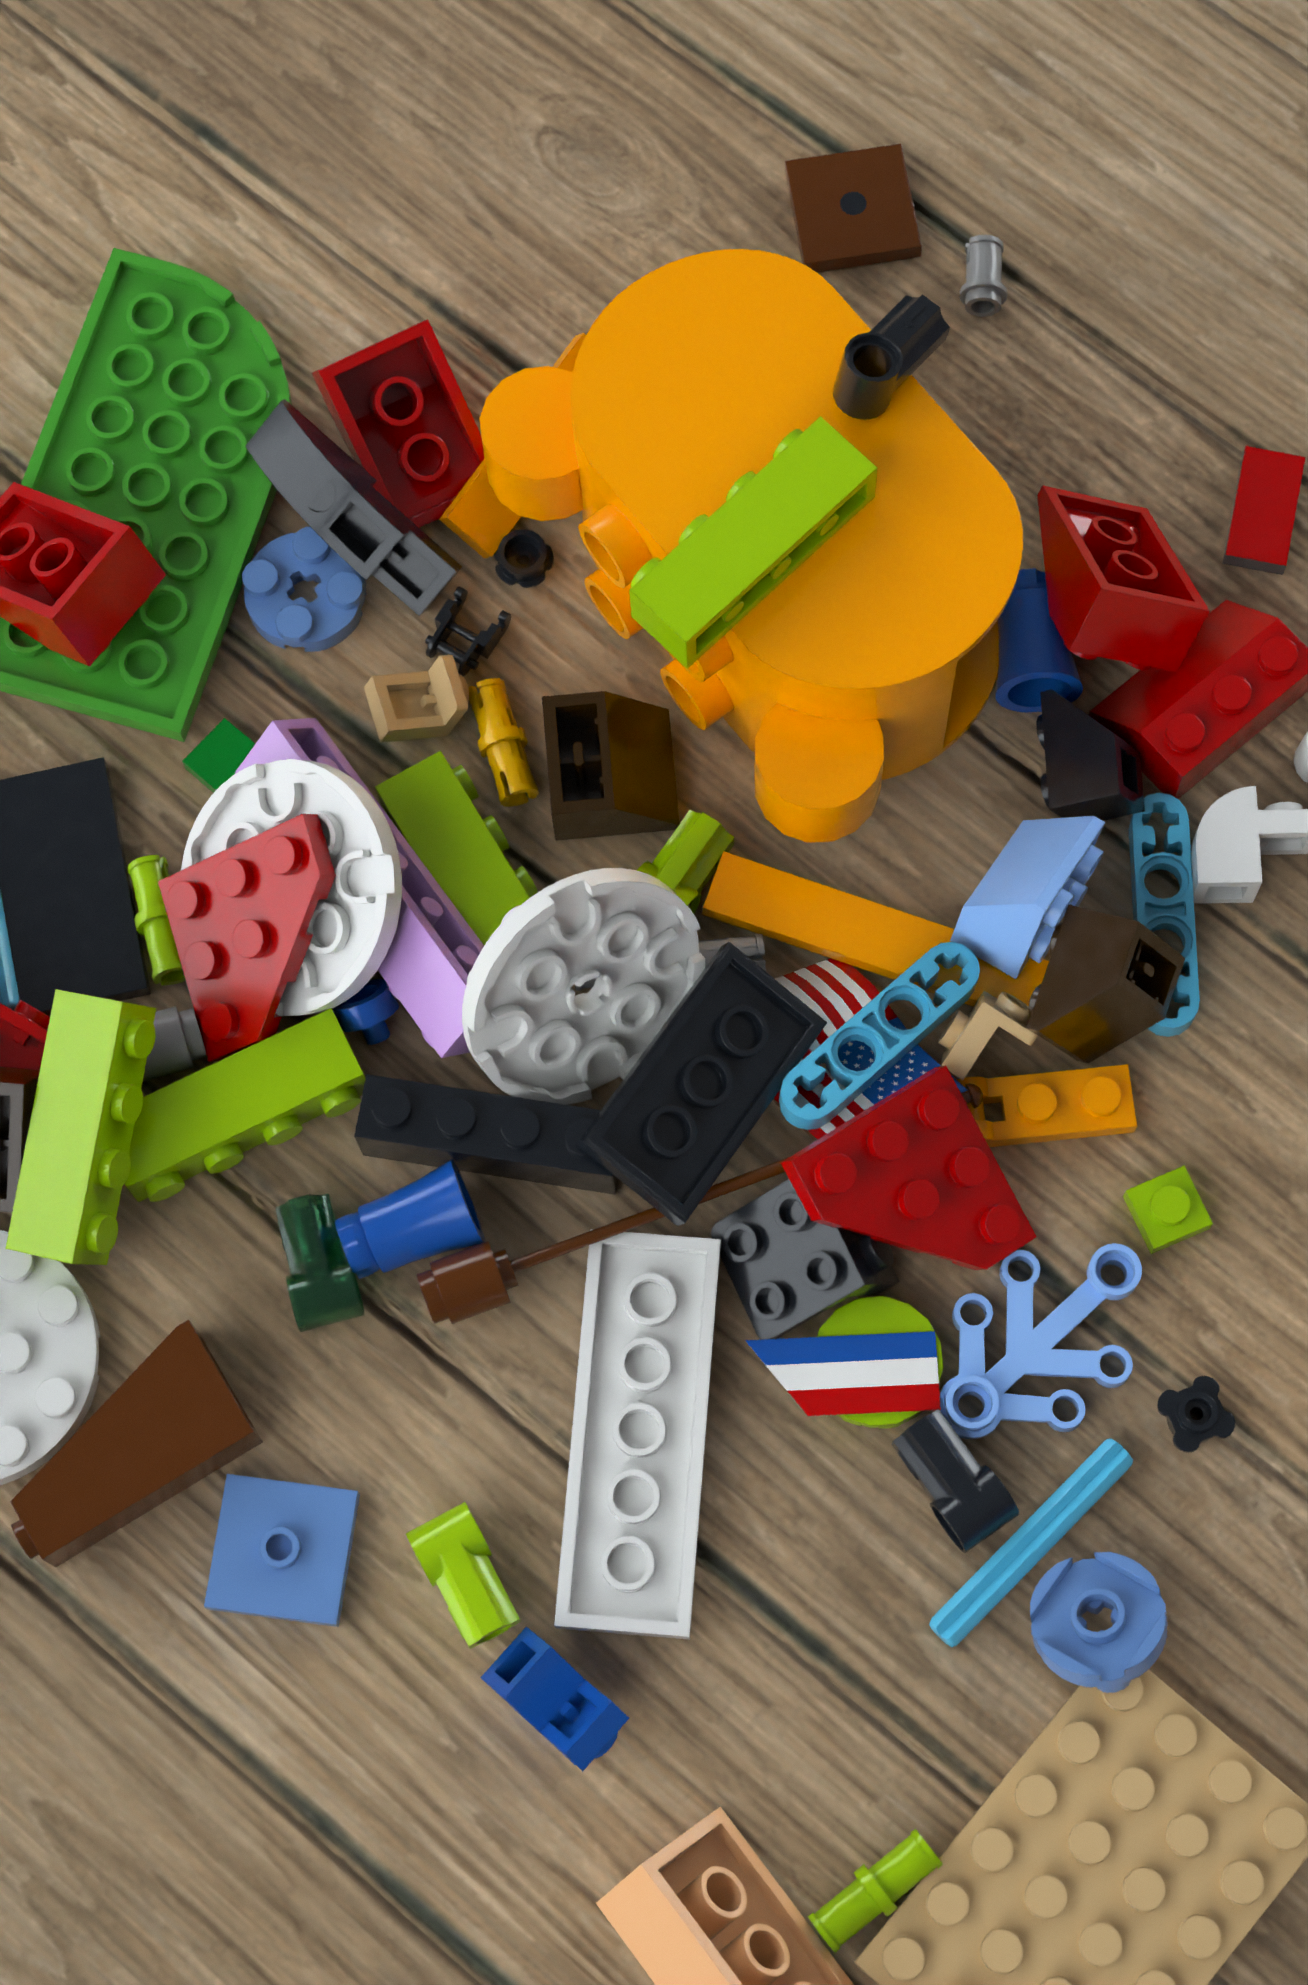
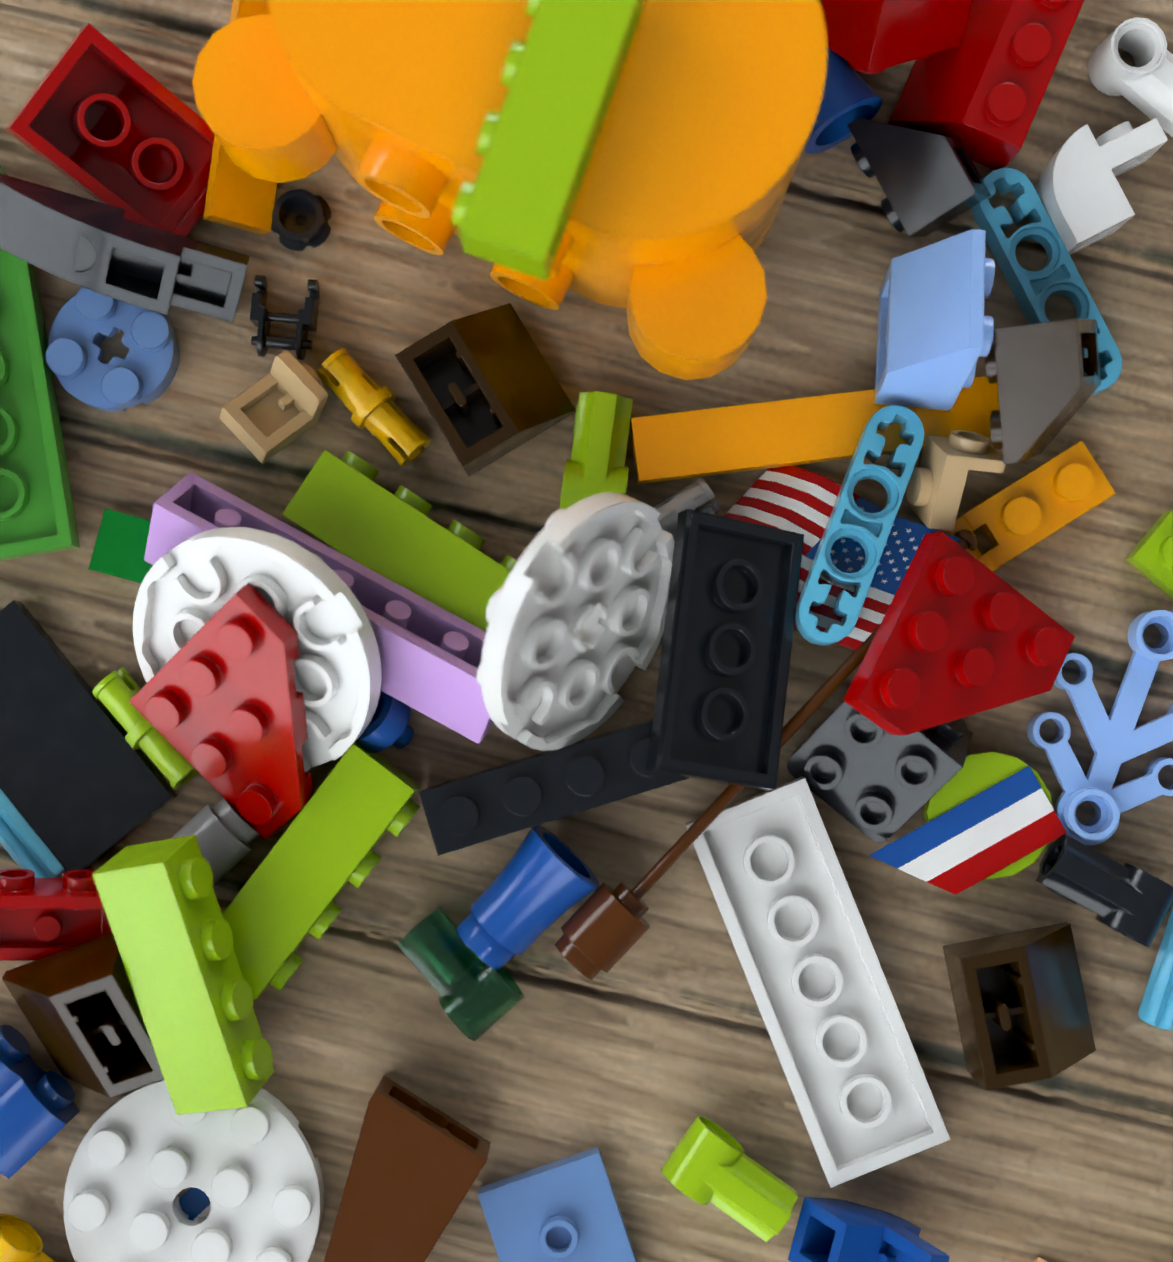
camera: 30 degrees left, 15 degrees up
(821, 1540) = (1019, 1005): none -> dark brown slope

